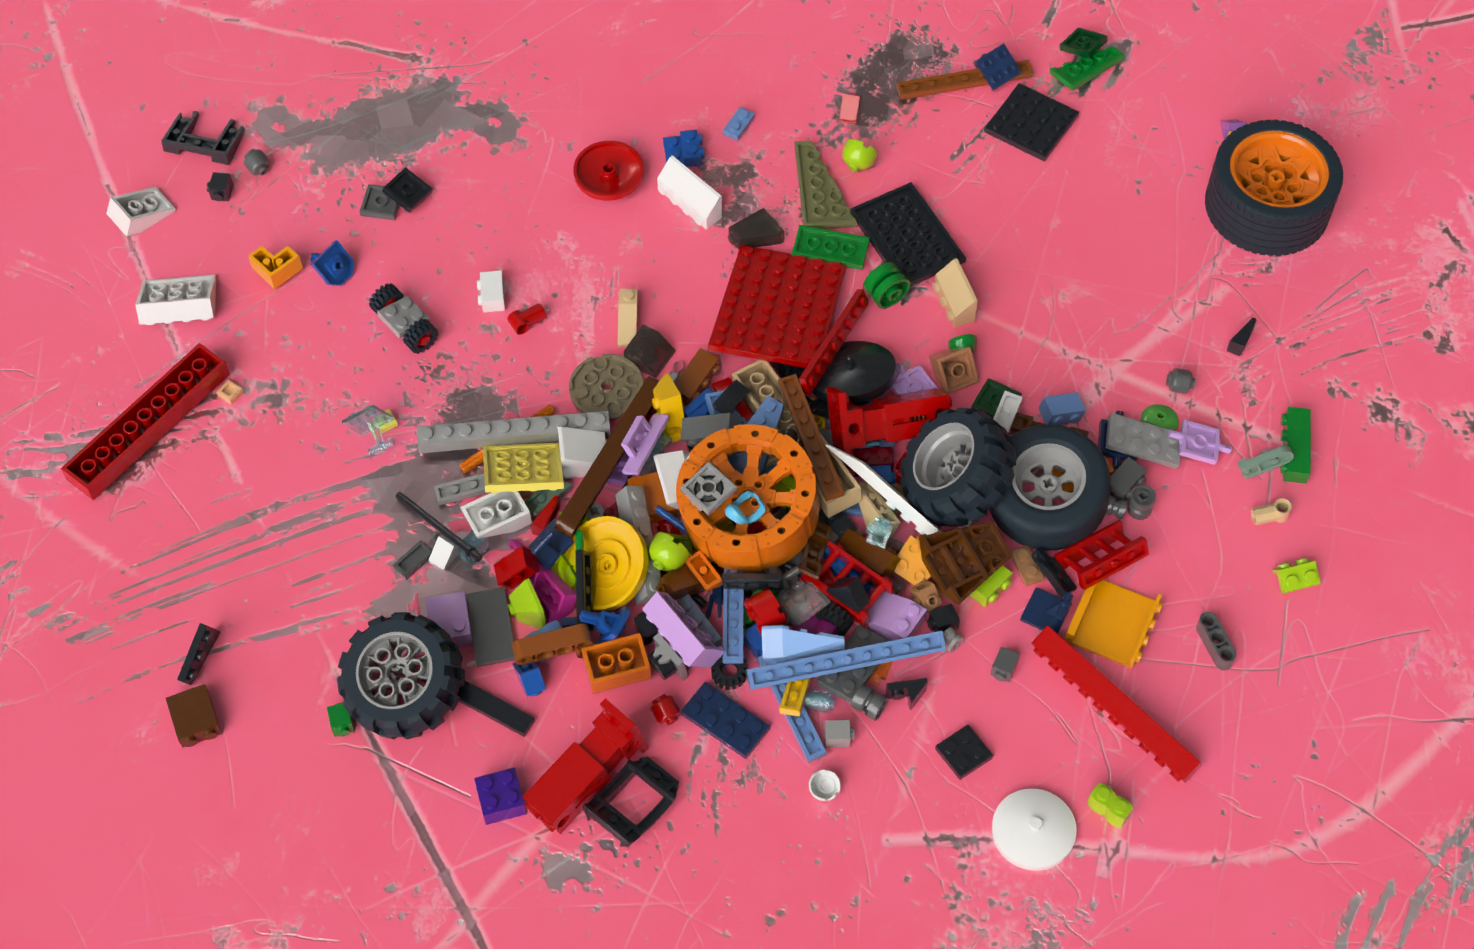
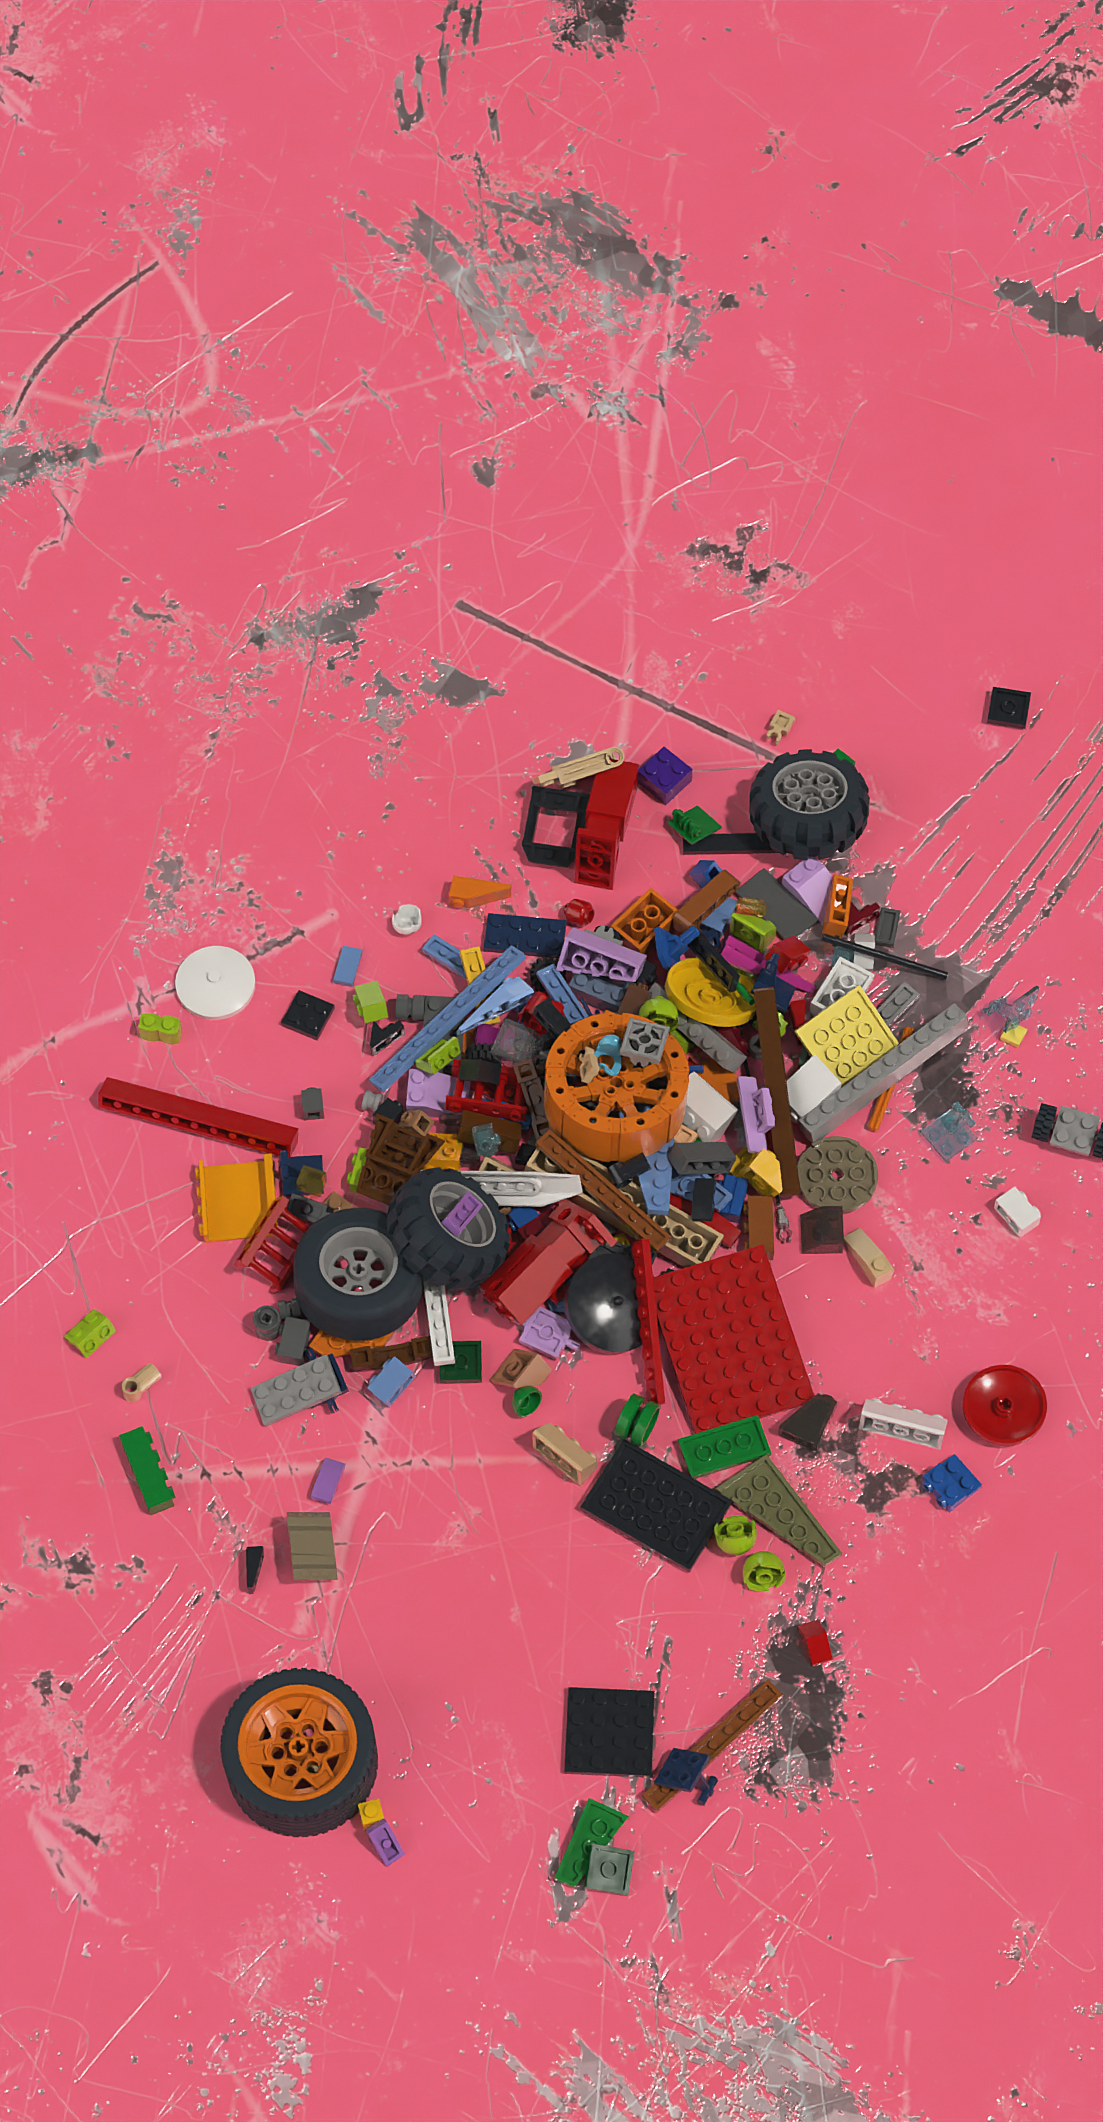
camera: 150 degrees right, 5 degrees up
(151, 690) = (1009, 707): none -> black plate
(193, 716) = (958, 706): reddish brown brick -> none
(198, 652) = (997, 751): black wing -> none
(360, 790) = (780, 725): none -> tan plate
(435, 574) = (859, 919): none -> dark red slope
(443, 587) = (838, 906): none -> orange slope
(495, 372) = (950, 1133): none -> clear light blue plate
(507, 734) = (693, 824): none -> green hinge
(515, 626) = (751, 906): none -> clear yellow brick
(523, 320) = (964, 1200): red piece -> none
(600, 834) = (568, 772): none -> tan plate
(738, 123) = (917, 1551): medium blue plate -> none
(746, 780) = (475, 892): none -> orange slope
(763, 580) = (551, 1018): none -> black hinge
(768, 500) = (589, 1066): none -> tan plate
(819, 701) = (453, 986): clear light blue brick -> none
(838, 733) = (422, 969): light grey brick -> none
(863, 182) = (736, 1535): none -> lime cylinder
(875, 630) = (439, 1055): none -> lime bracket
(901, 778) = (348, 966): none -> medium blue tile
(903, 721) = (370, 1002): none -> lime brick
(945, 451) = (462, 1214): none -> medium lavender plate
(1043, 596) = (311, 1181): none -> clear yellow panel
(1150, 369) = (328, 1480): none -> medium lavender slope
(1153, 412) = (295, 1442): bright green dish -> none
(1180, 381) = (292, 1478): dark grey head -> none
(1191, 320) = (312, 1546): none -> dark tan slope
(1199, 442) = (242, 1420): lavender plate -> none
(1216, 632) = (139, 1233): dark grey beam -> none
(1265, 461) = (168, 1424): sand green plate -> none

